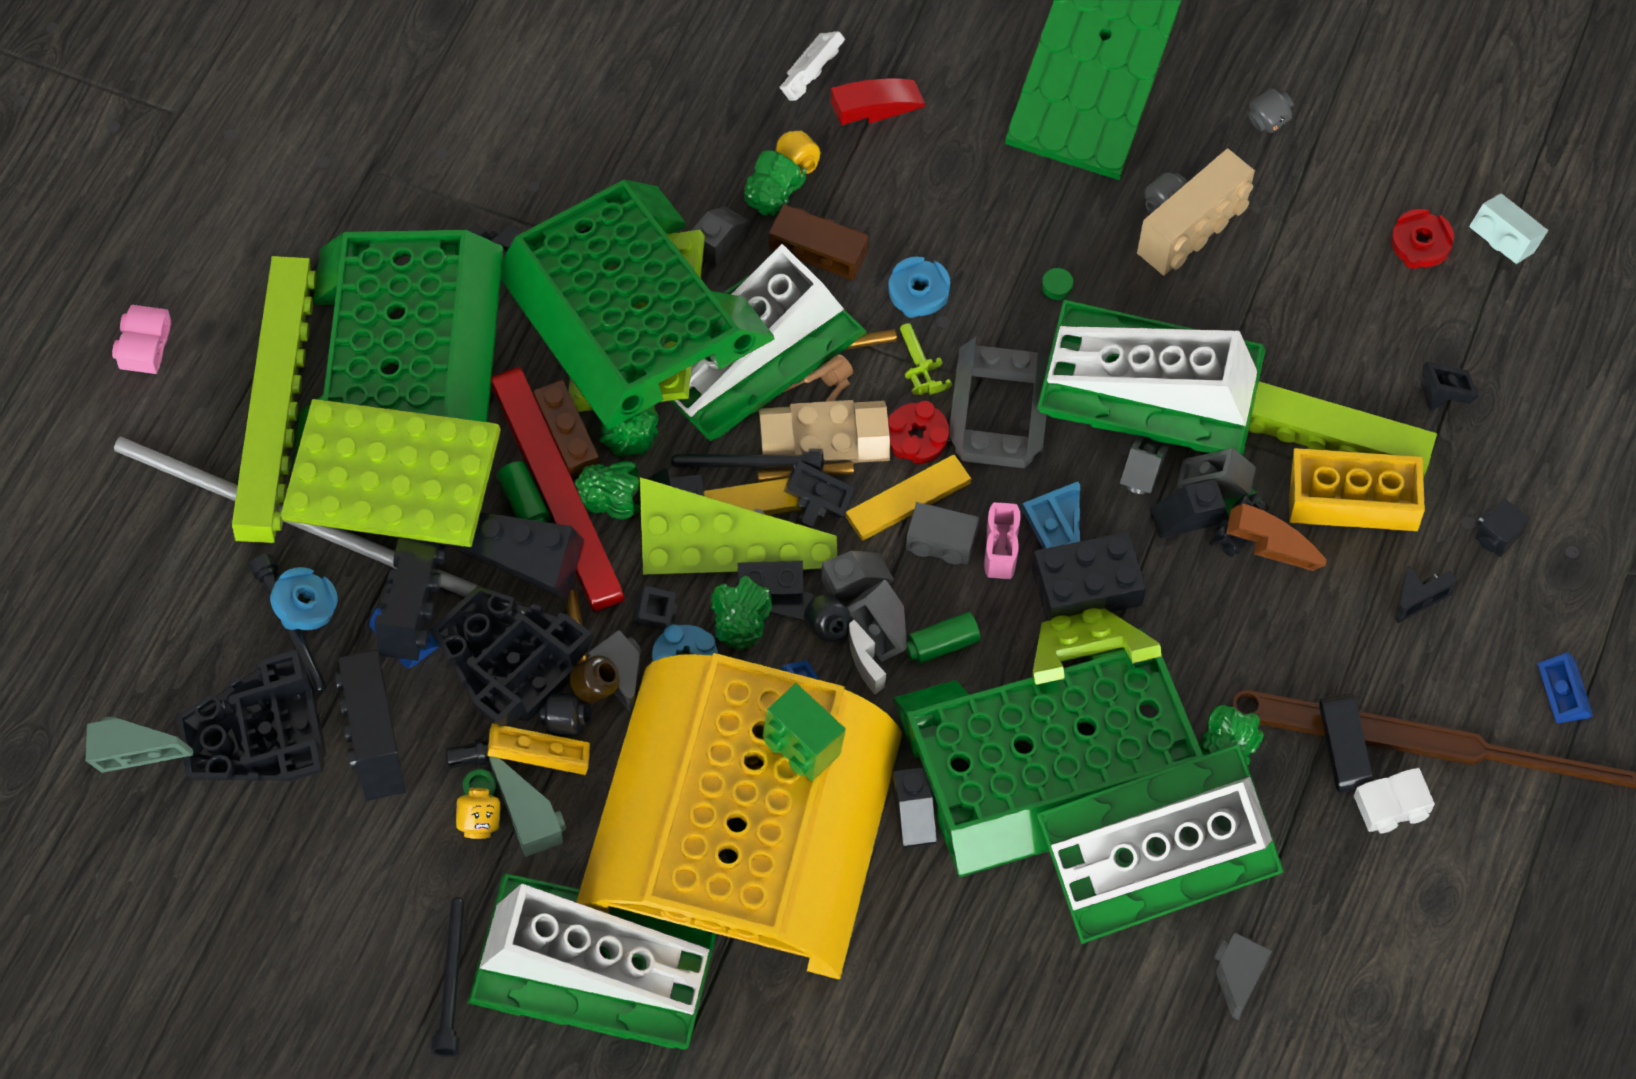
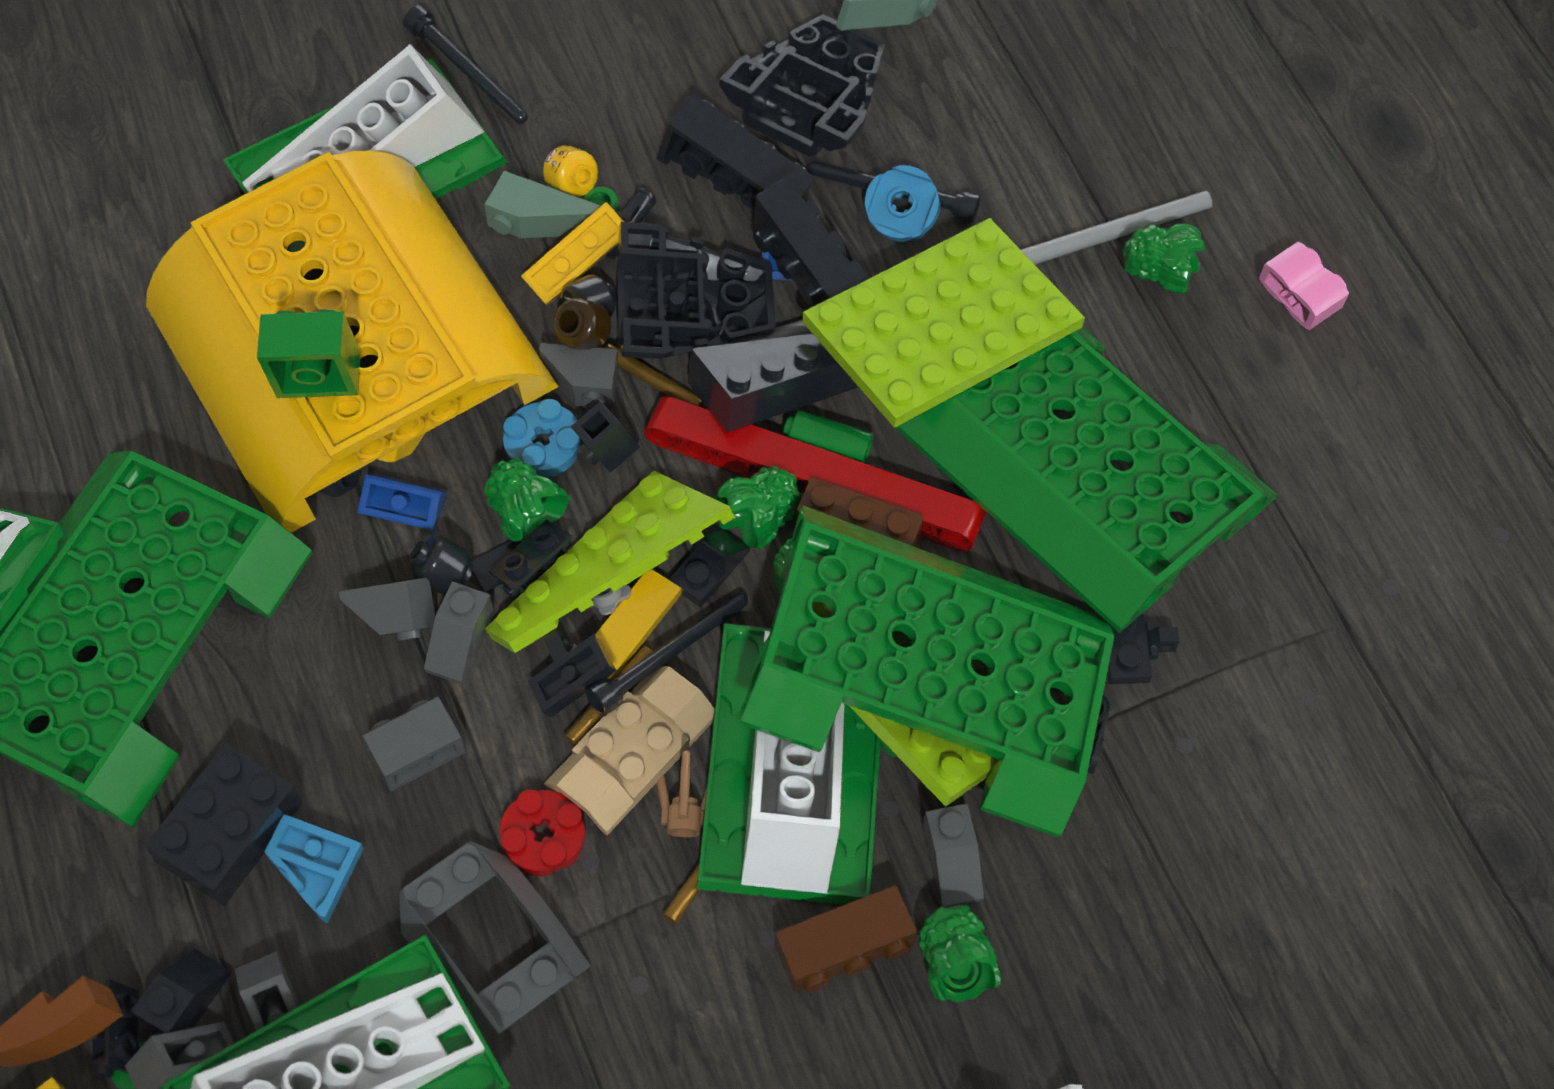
camera: 135 degrees right, 0 degrees up
(199, 420) = (1164, 255): none -> green hair
(273, 400) = (1144, 332): lime brick -> none
(800, 149) = (976, 1022): yellow head -> none
(862, 651) = (364, 559): white slope -> none
(901, 499) = (486, 760): yellow tile -> none
(914, 302) = (707, 1014): dark azure plate -> none
(914, 807) = (213, 472): slope -> none
(922, 365) = (612, 909): lime piece -> none
(942, 638) = (318, 645): green brick -> none
(1002, 540) = (342, 779): bright pink brick -> none
(1086, 635) = (170, 749): lime wing -> none

